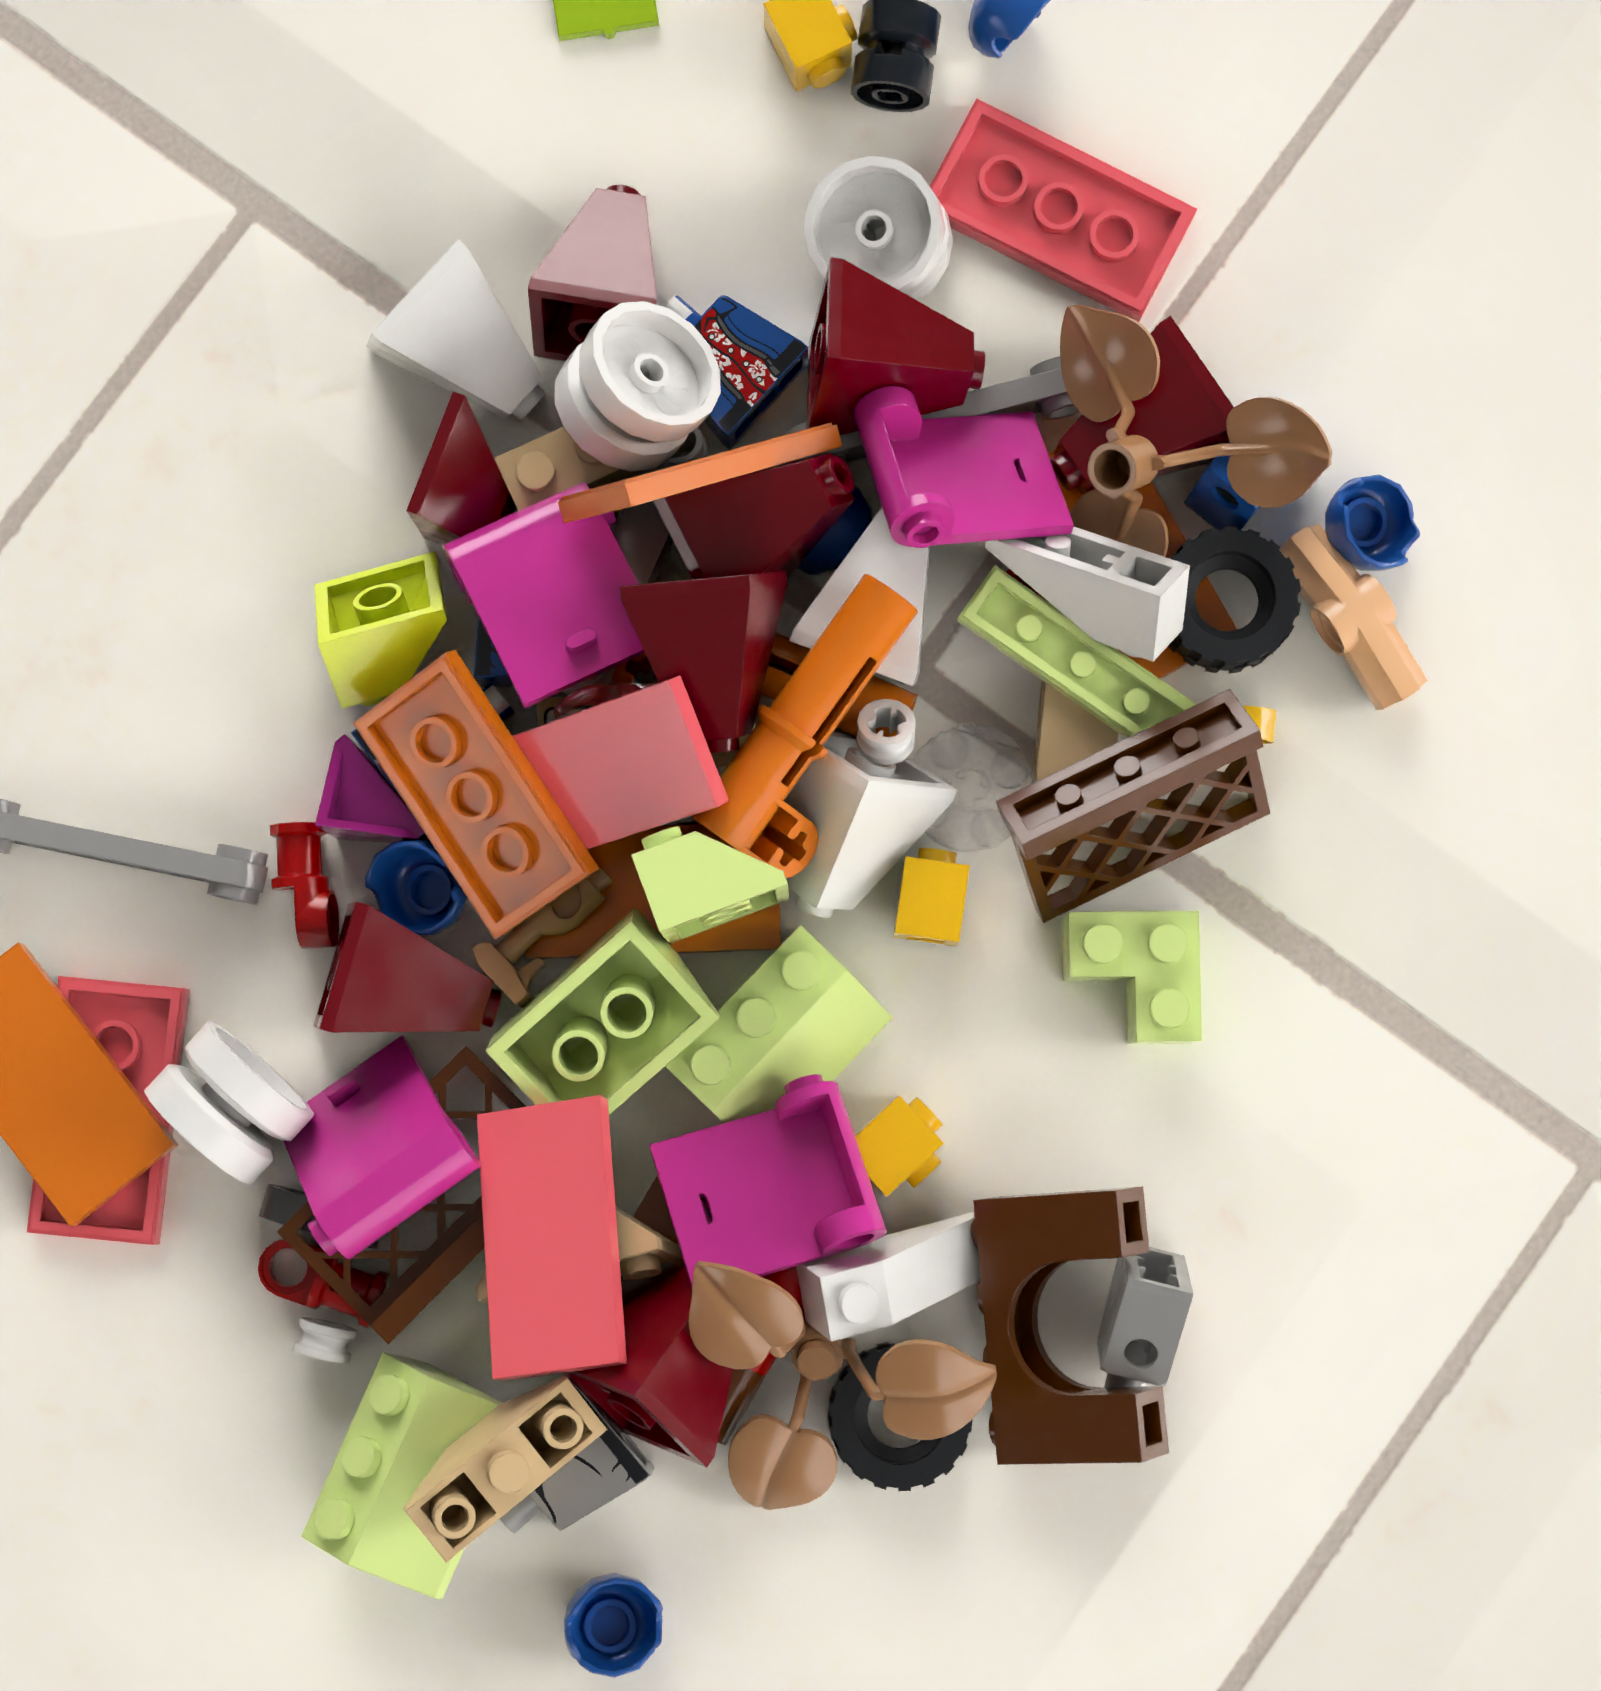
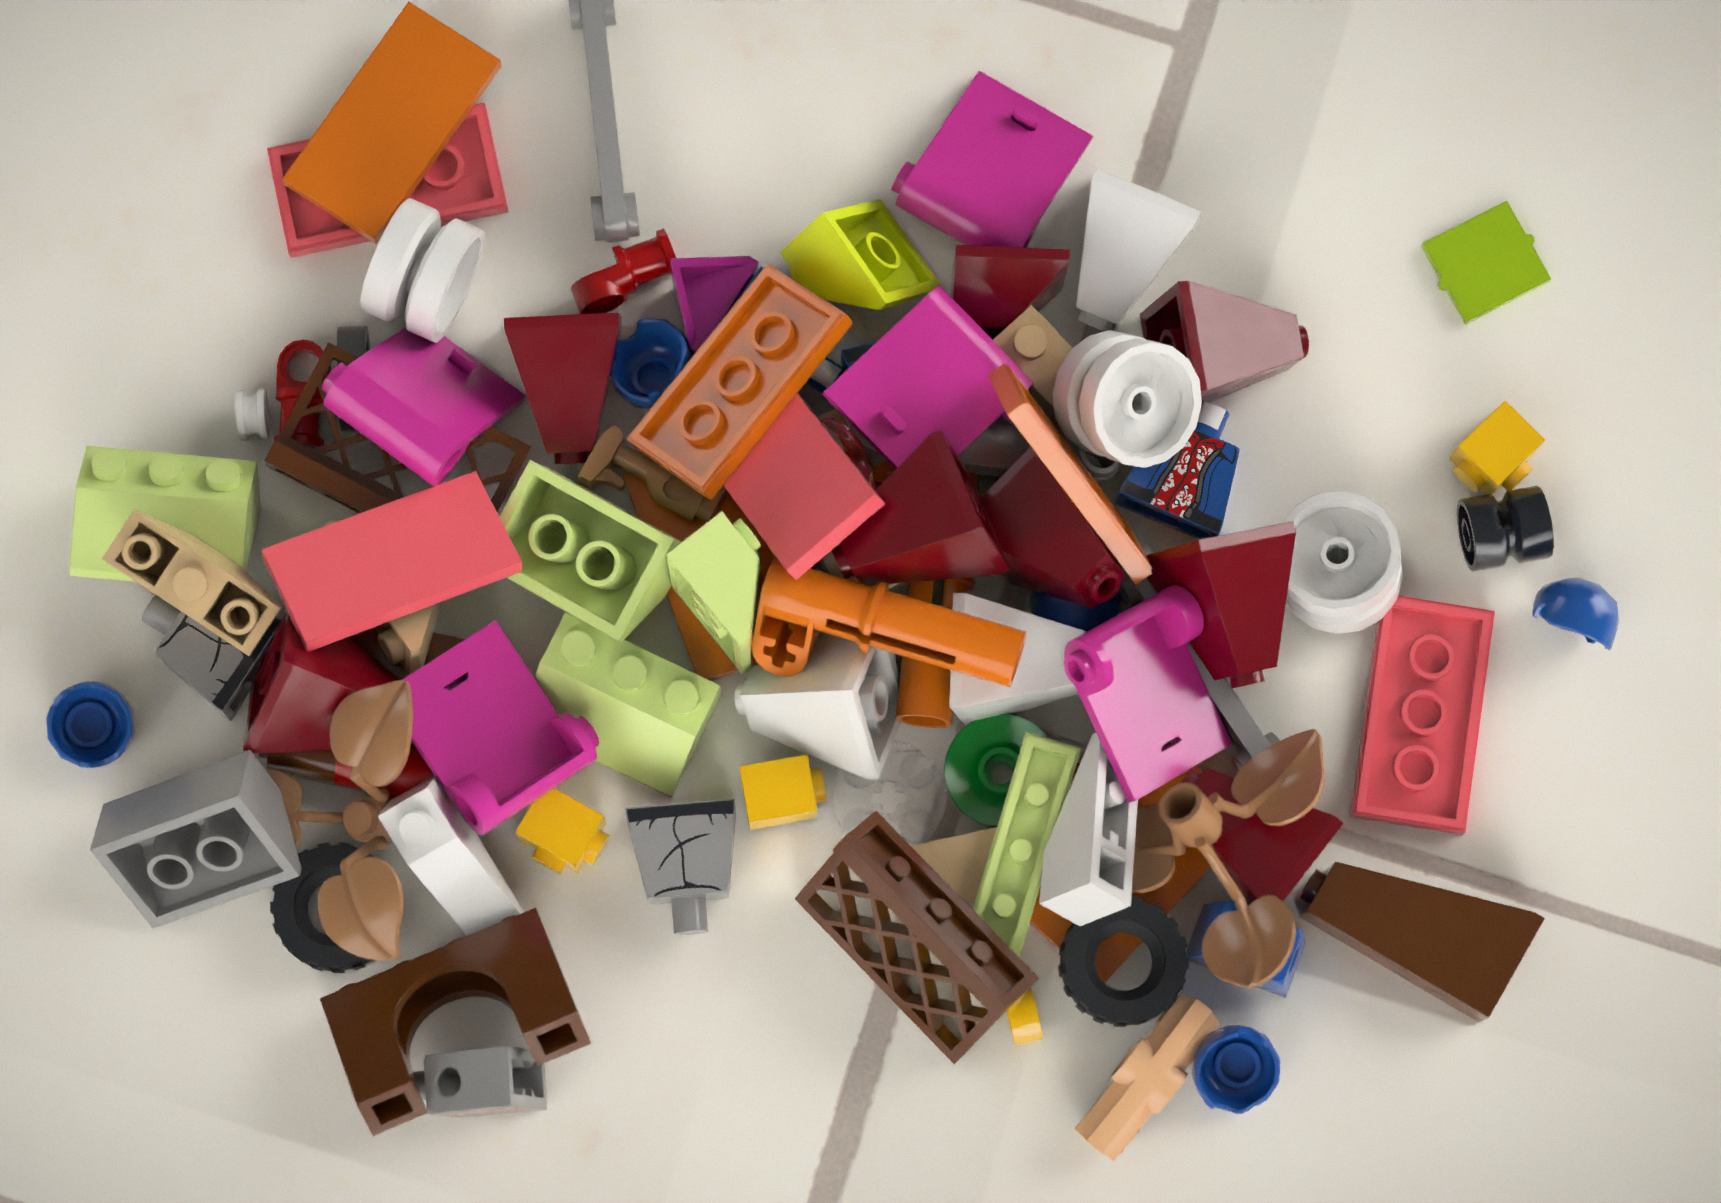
camera: 65 degrees right, 5 degrees down
(324, 454) = (991, 167): none -> dark pink door
(782, 1545) = (197, 839): none -> light grey slope
(886, 714) = (890, 707): white bush -> none
(956, 687) = (973, 756): none -> green dish
(966, 1023) = (685, 856): none -> light grey torso
(1154, 956) = (793, 999): yellowish green brick -> none
(1299, 277) = (1426, 934): none -> reddish brown slope

